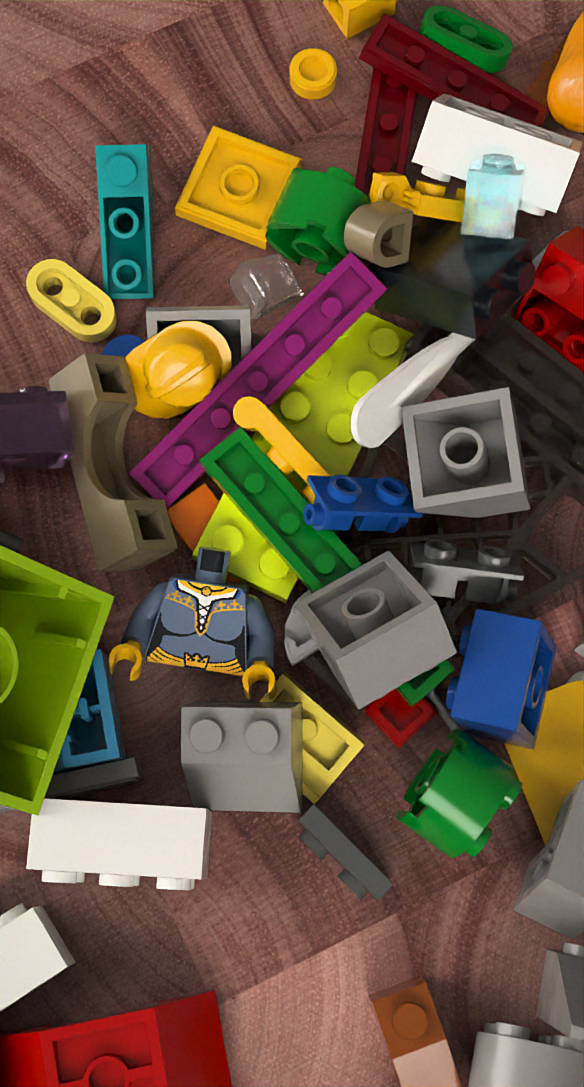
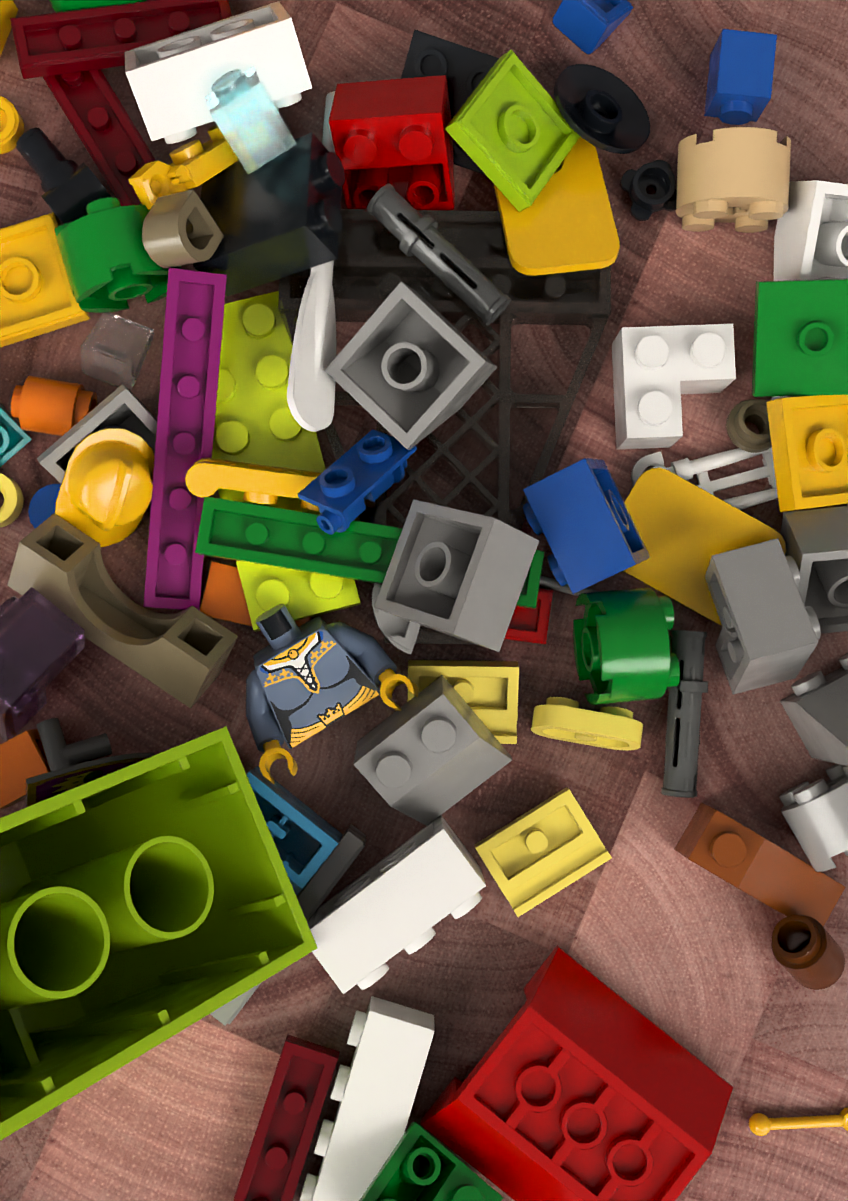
camera: 45 degrees left, 10 degrees up
(186, 282) = (51, 405): none -> orange brick
(265, 904) = (542, 851): none -> light yellow plate
(328, 143) = (65, 184): none -> black pin
(359, 872) = (595, 767): dark grey plate -> none
(391, 850) = (607, 729): none -> light yellow plate
(463, 891) = (684, 715): none -> dark grey pin
(488, 573) = (506, 448): dark grey hinge -> none
(543, 341) = (393, 209): none -> dark grey pin

